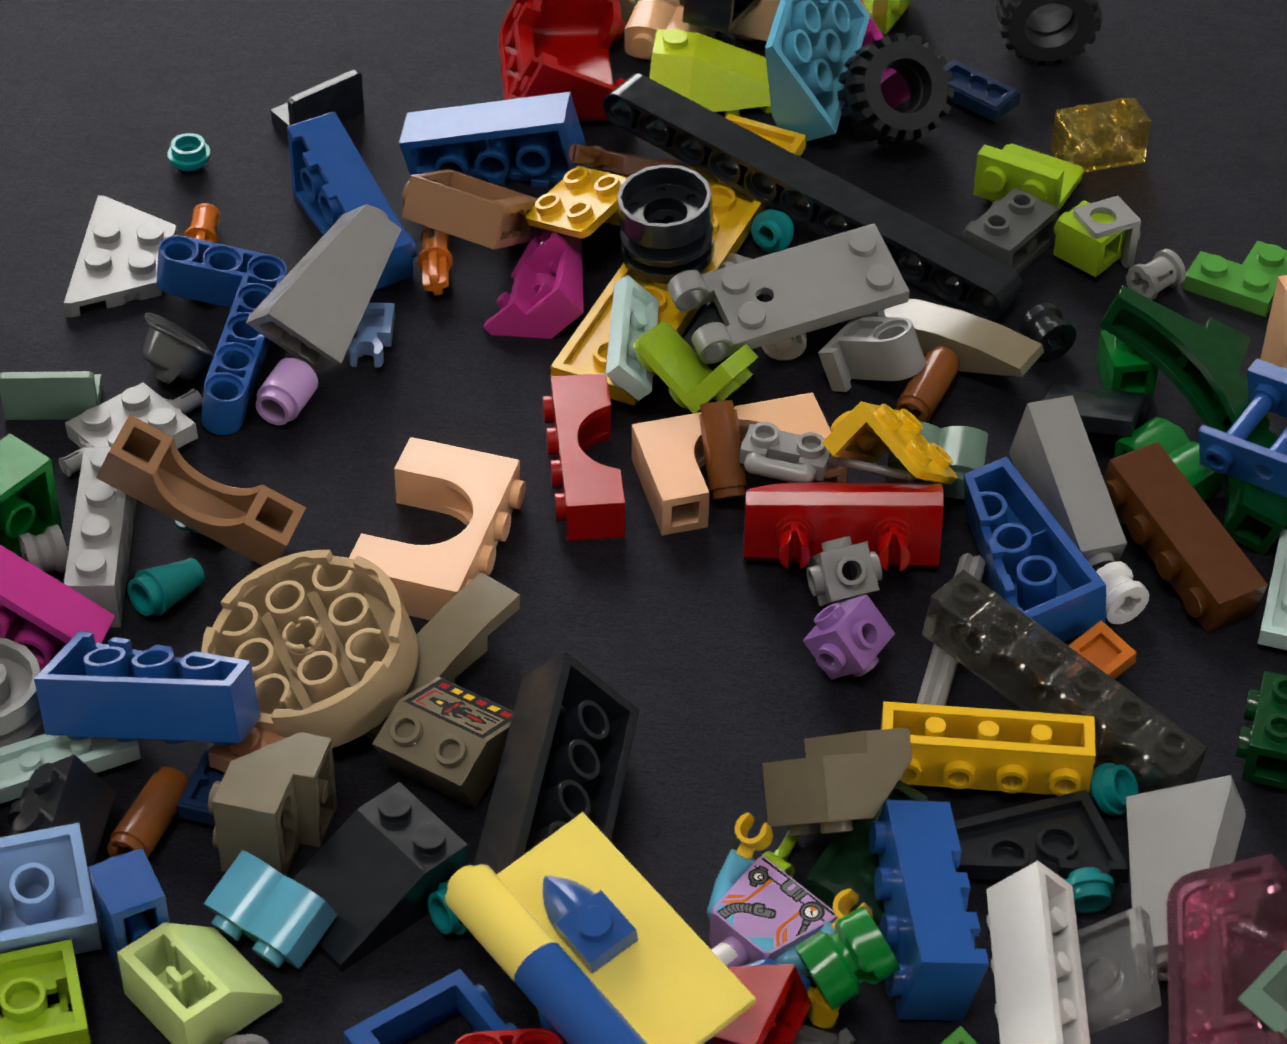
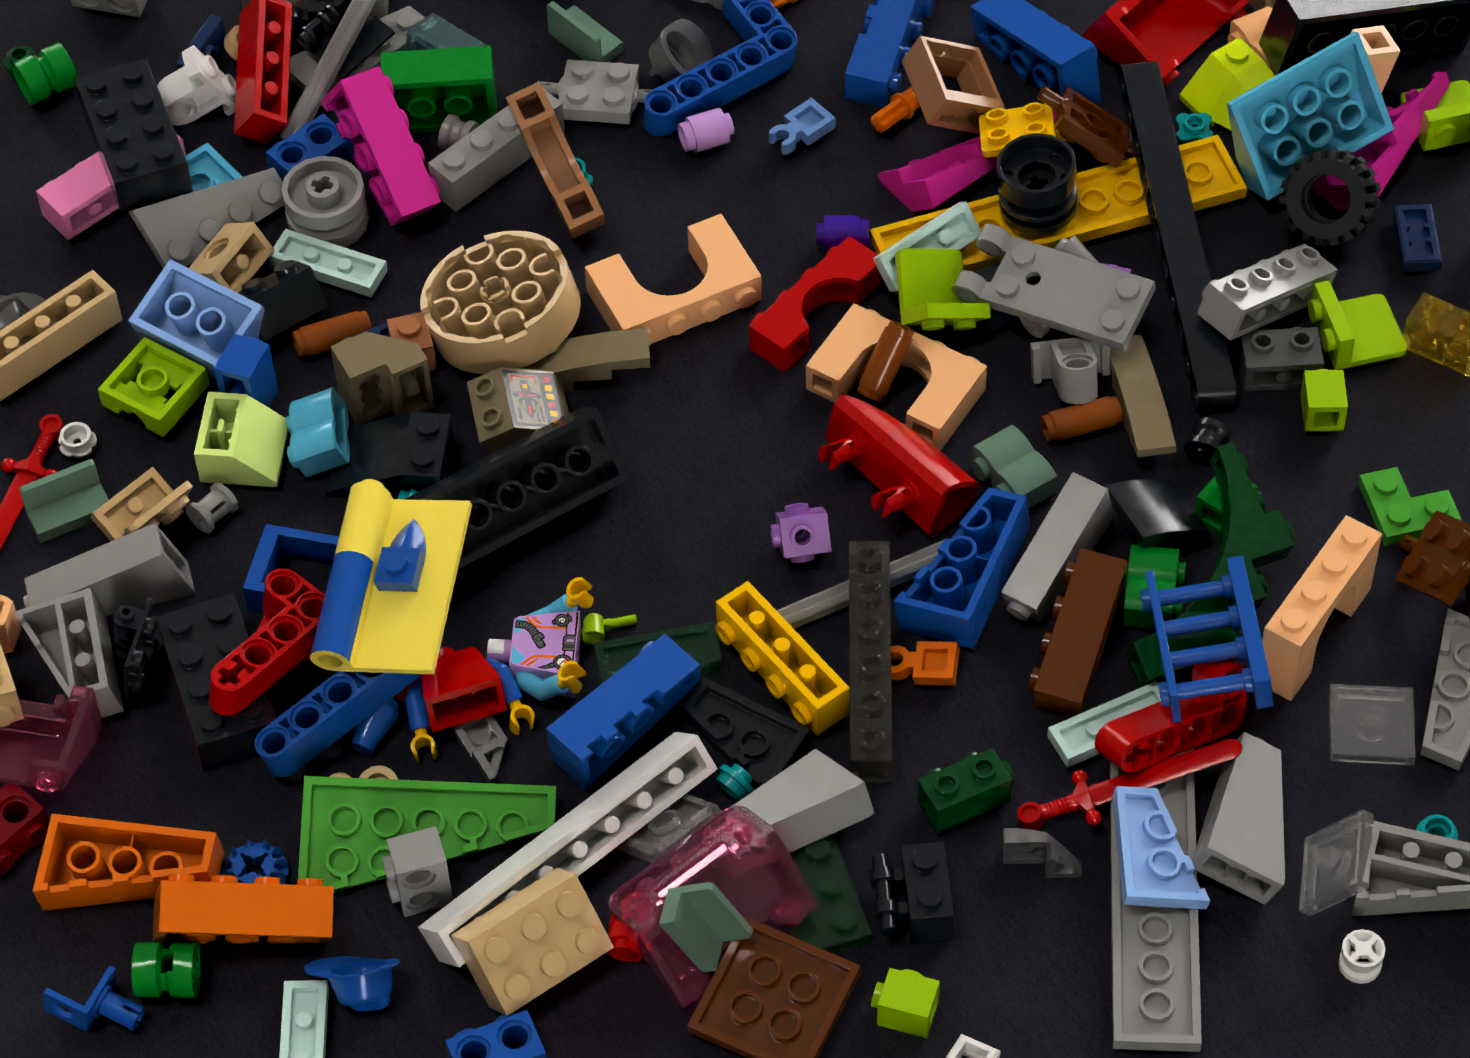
camera: 50 degrees right, 10 degrees up
(145, 694) = (380, 257): blue wedge -> none
(163, 586) = (497, 204): teal cone -> none
(329, 289) = (788, 79): light grey slope -> none
(523, 388) = (839, 227): none -> dark purple brick
(779, 224) = (1133, 240): teal plate -> none
(799, 457) = (919, 402): light grey piece -> none
(826, 574) = (848, 492): light grey brick -> none
(837, 781) = (662, 604): dark tan piece -> none
(847, 957) = (531, 697): green wheel -> none
(874, 429) = (968, 436): yellow bracket -> none
(945, 185) = (1264, 291): none -> light grey brick
(1111, 786) = (841, 745): teal plate -> none
(1123, 596) = (1001, 636): white wheel -> none
(1124, 220) = (1350, 403): light grey bracket -> none
(1156, 274) = (1338, 460): light grey bush -> none

